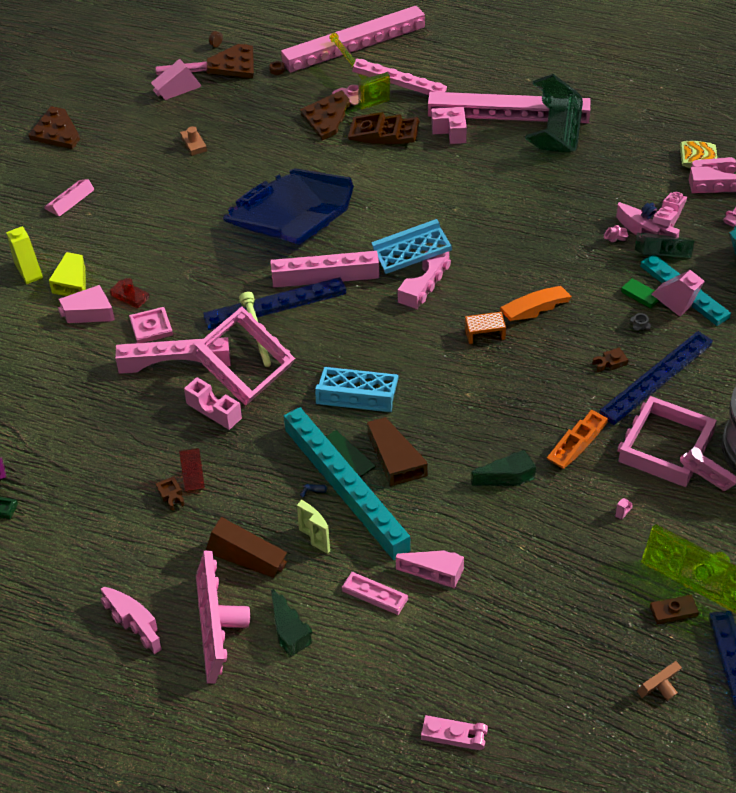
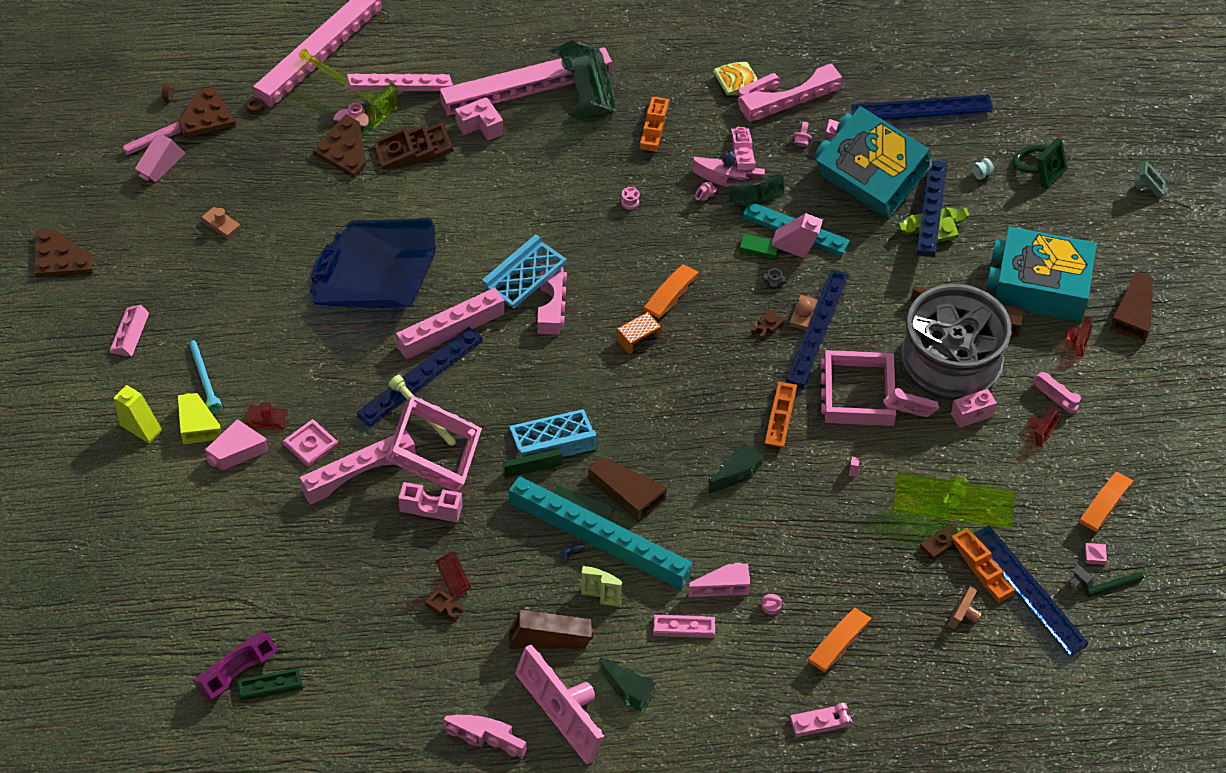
camera: 30 degrees left, 5 degrees up
(93, 269) = (212, 402): none -> medium azure piece
(323, 402) = (532, 463): none -> dark green tile
(469, 604) = (771, 604): none -> bright pink tile
(515, 661) = (839, 639): none -> orange slope
(544, 220) = (630, 198): none -> bright pink wheel
(602, 170) = (654, 124): none -> orange slope
(650, 357) = (803, 312): none -> nougat tile
(704, 647) = (982, 565): none -> orange slope

